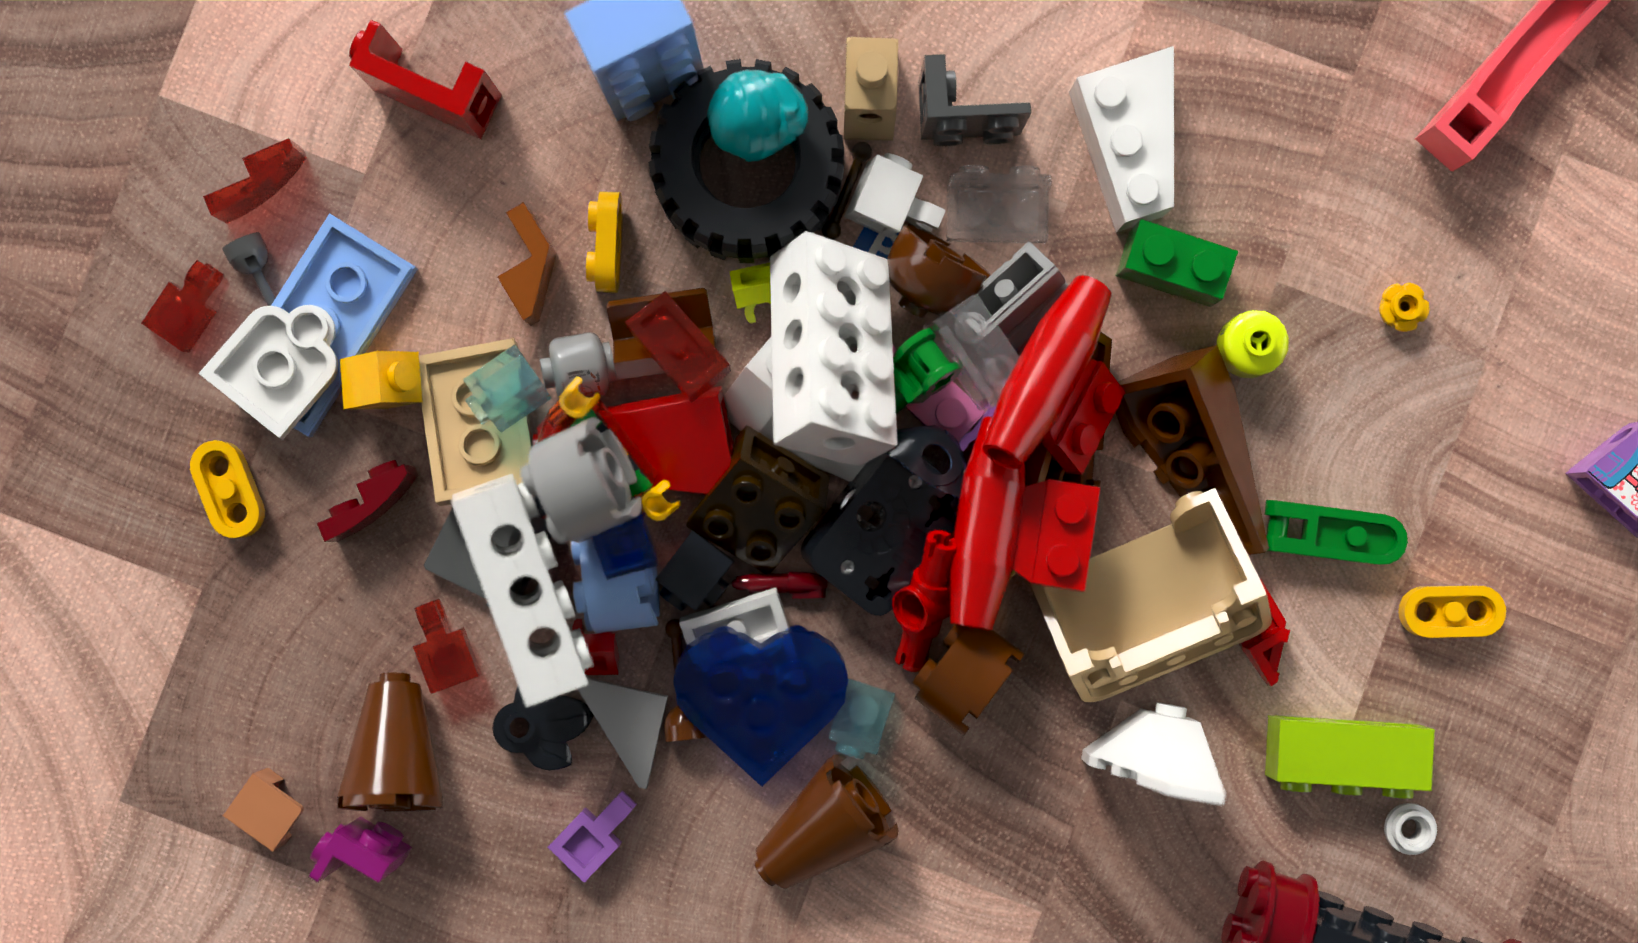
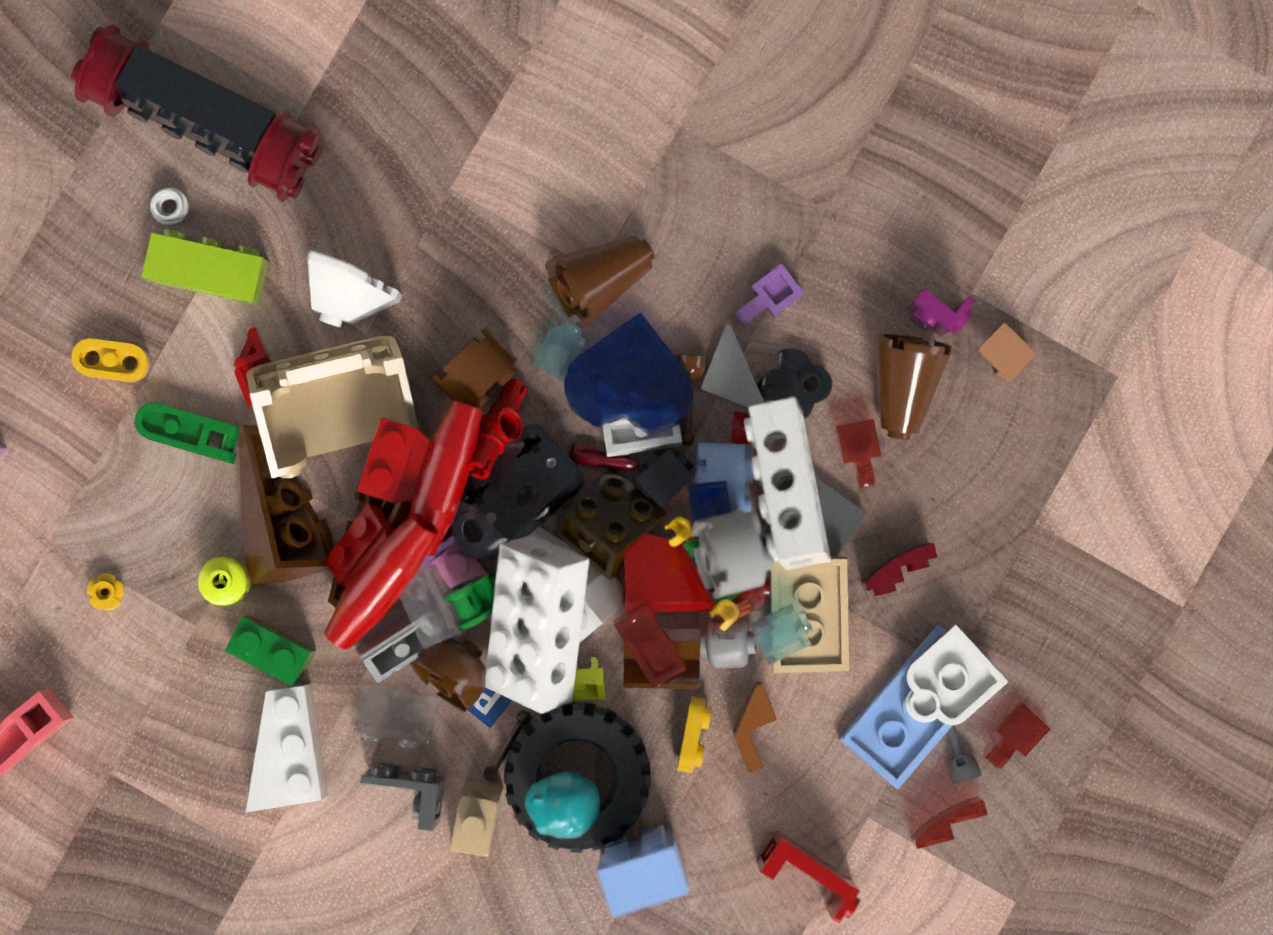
camera: 170 degrees left, 0 degrees up
(225, 492) = (1005, 593): yellow plate -> none
(381, 380) = (875, 656): yellow brick -> none
(888, 198) = (477, 733): white brick -> none

